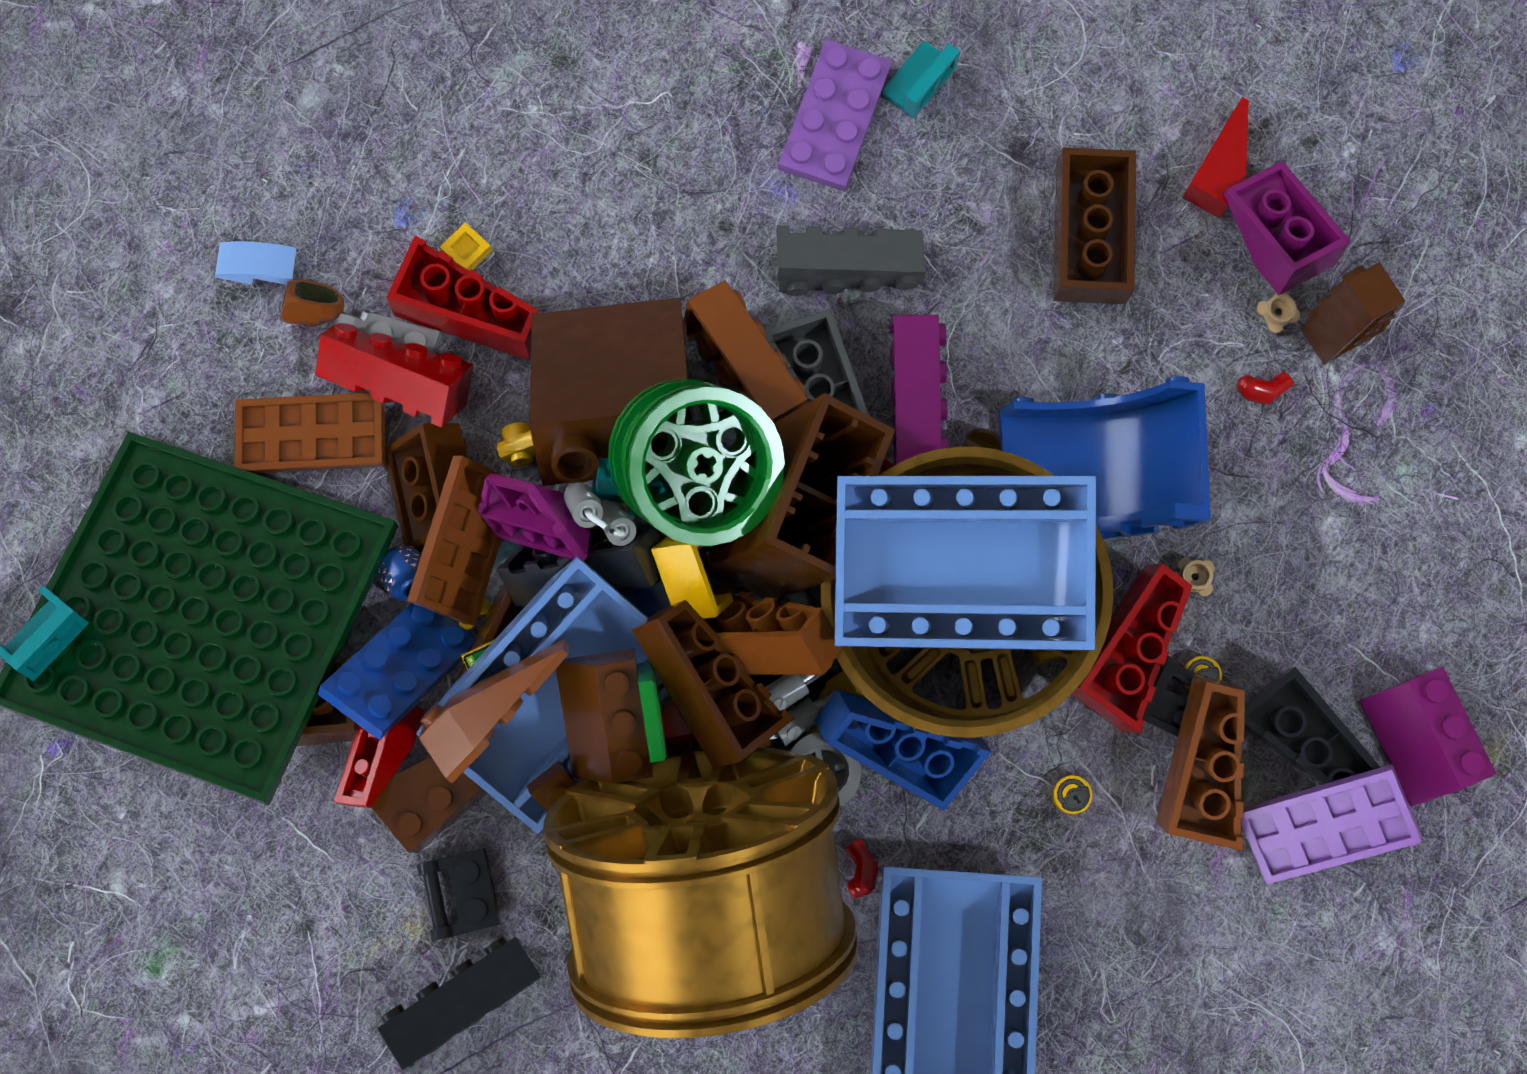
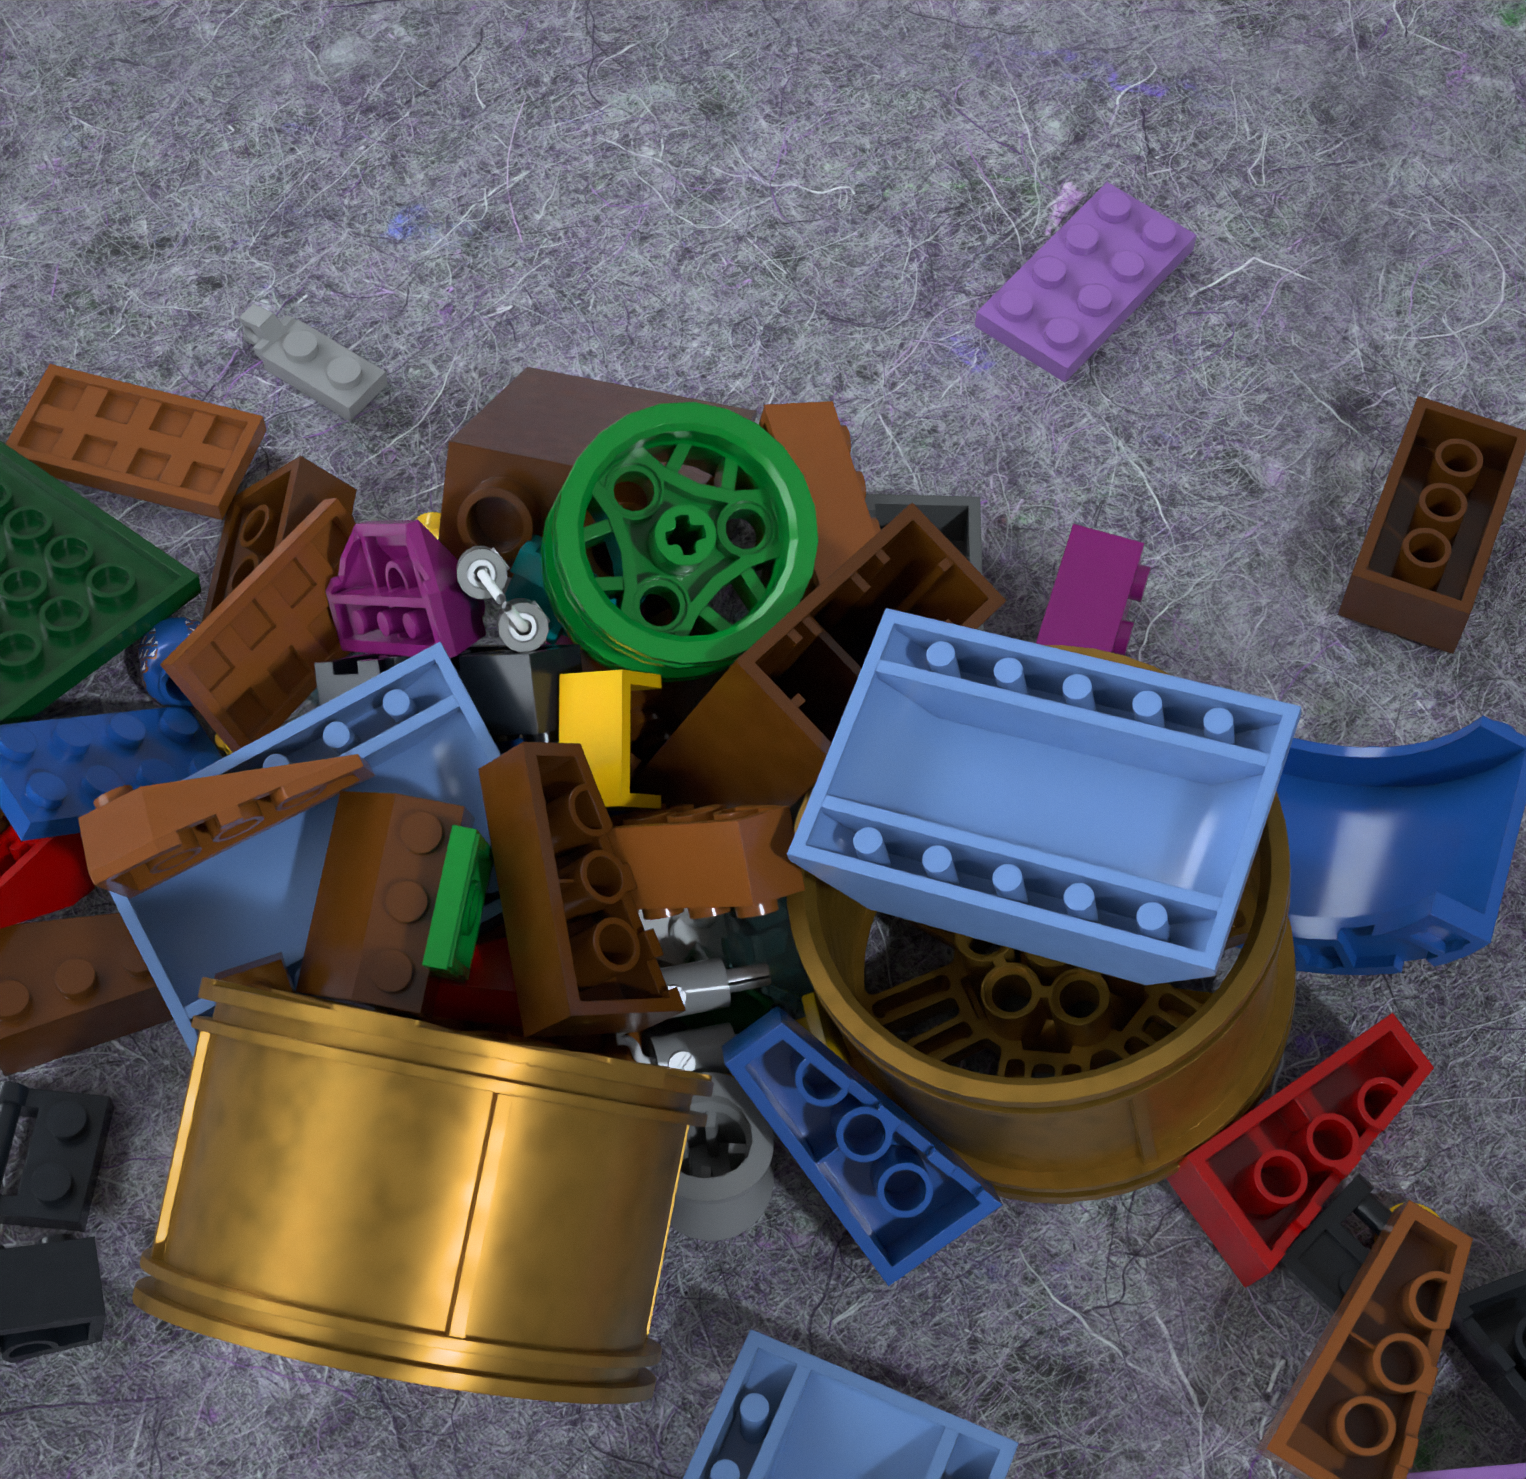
camera: 15 degrees right, 20 degrees down
(248, 260) = (154, 203): light blue slope -> none
(310, 303) = (215, 280): dark orange rock -> none
(395, 372) = (291, 391): red wedge -> none
(459, 302) = (422, 331): red wedge -> none
(466, 247) = (473, 282): yellow plate -> none
(848, 260) = (1030, 453): dark grey wedge -> none
(866, 869) = (718, 1352): red arm -> none
(921, 77) = (1236, 271): teal panel -> none
(1072, 794) = (1121, 1354): tile -> none
(1203, 569) = (1460, 1069): tan plate -> none

